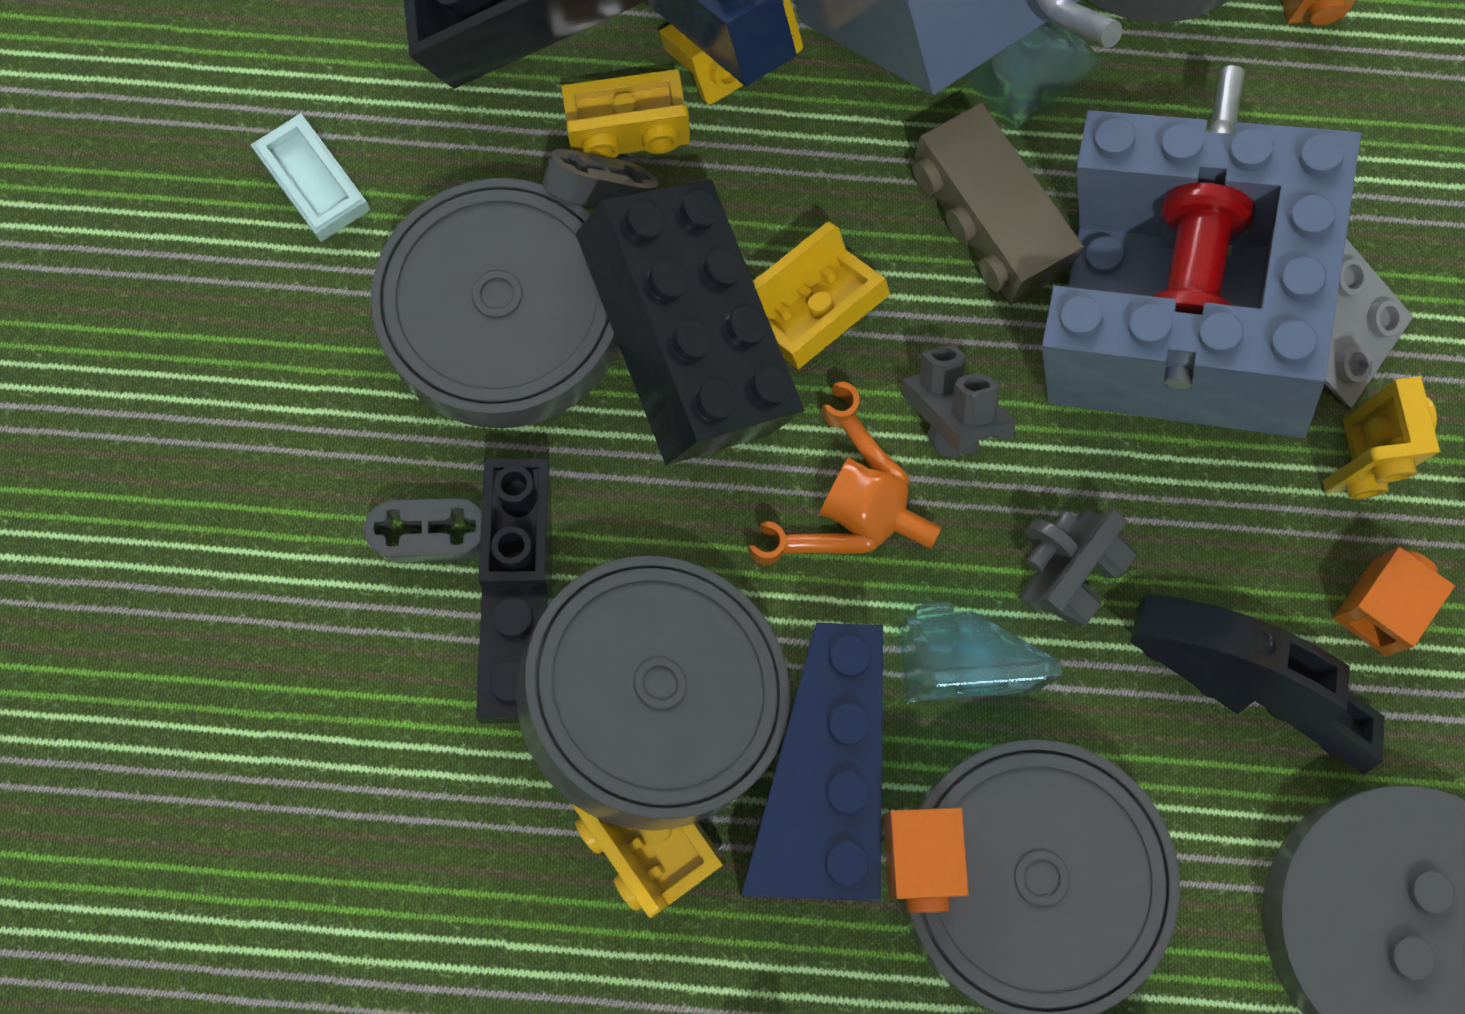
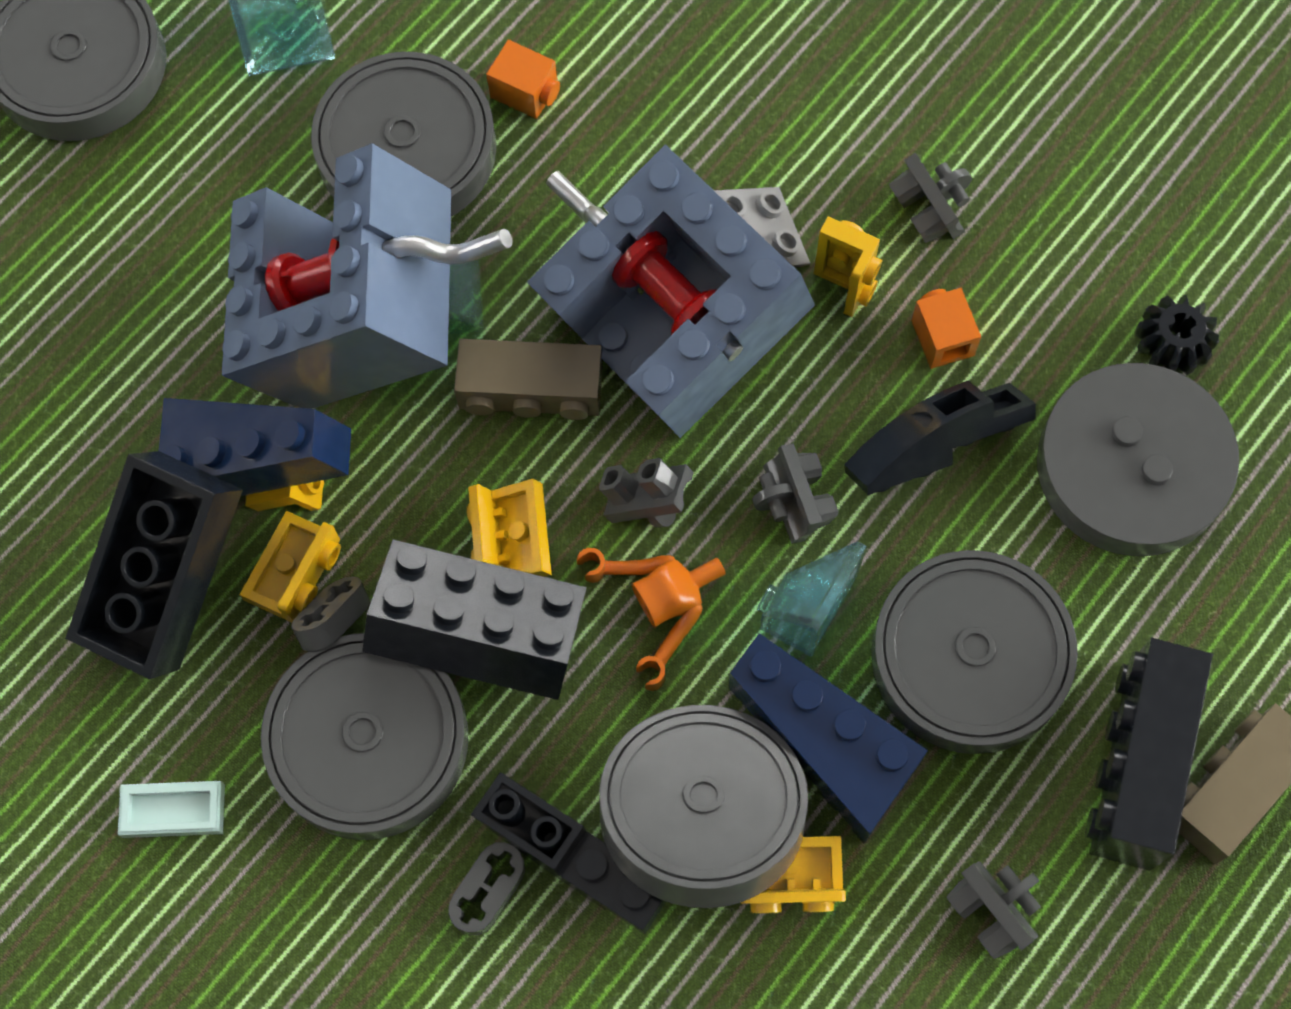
camera: 50 degrees left, 5 degrees down
(925, 857) = (920, 704): orange brick -> none

